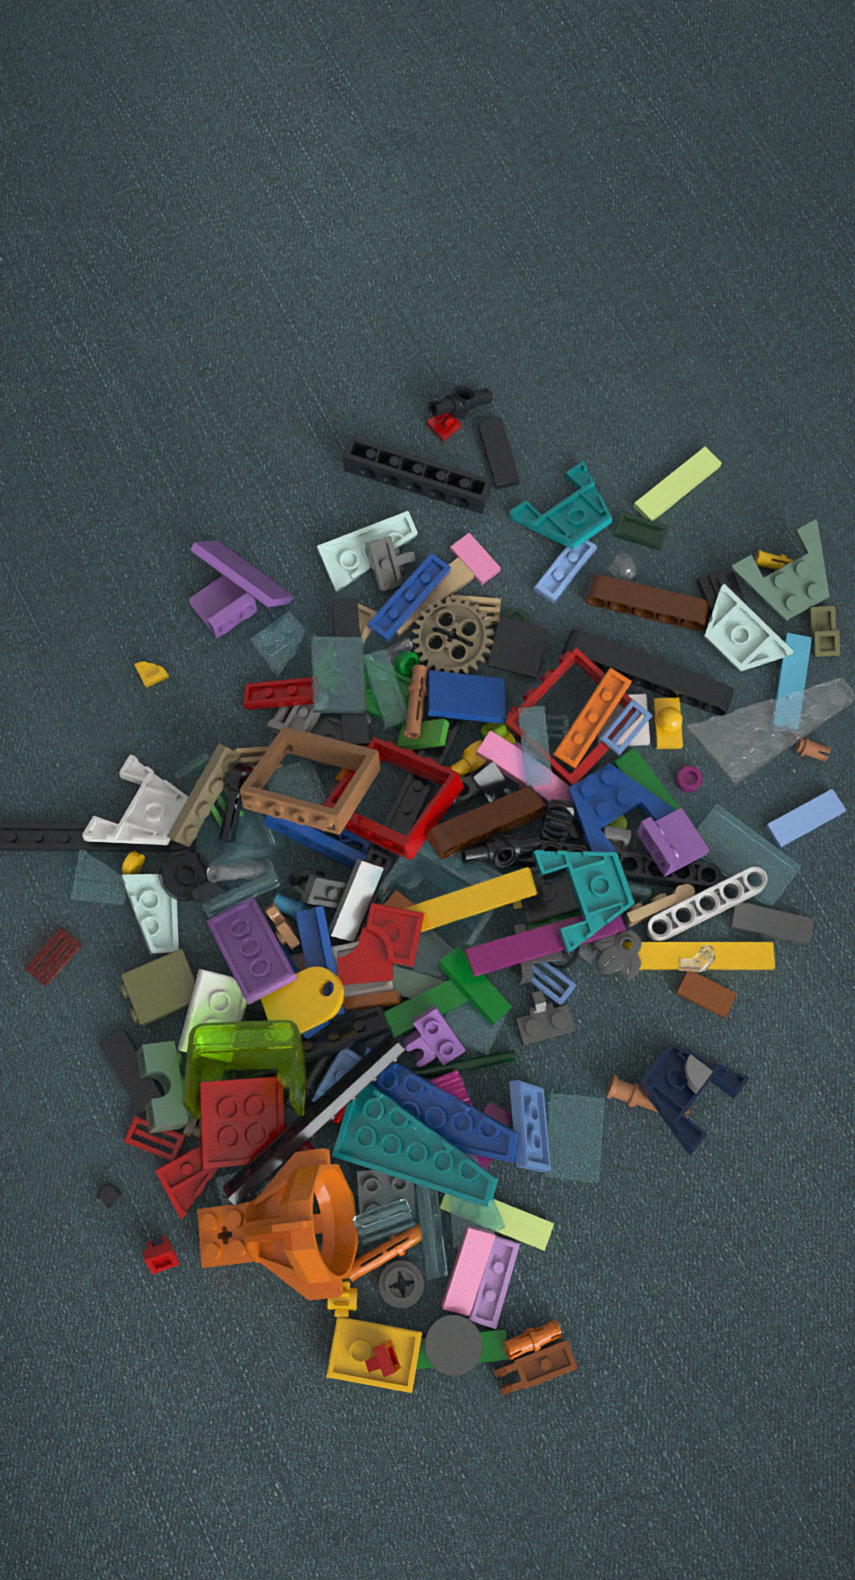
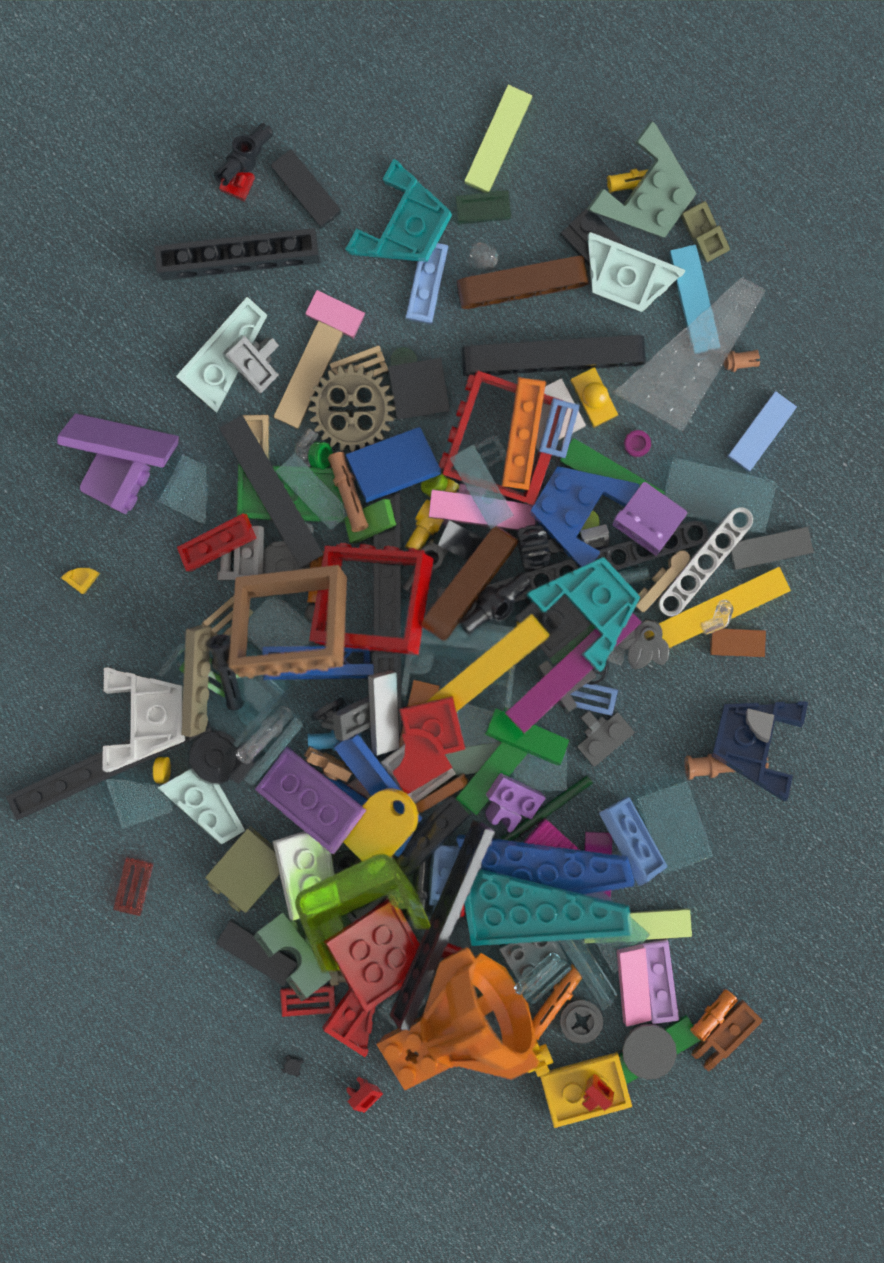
camera: 20 degrees left, 15 degrees up
(337, 675) = (262, 502): clear light blue tile -> none
(409, 597) = (291, 387): blue plate -> none

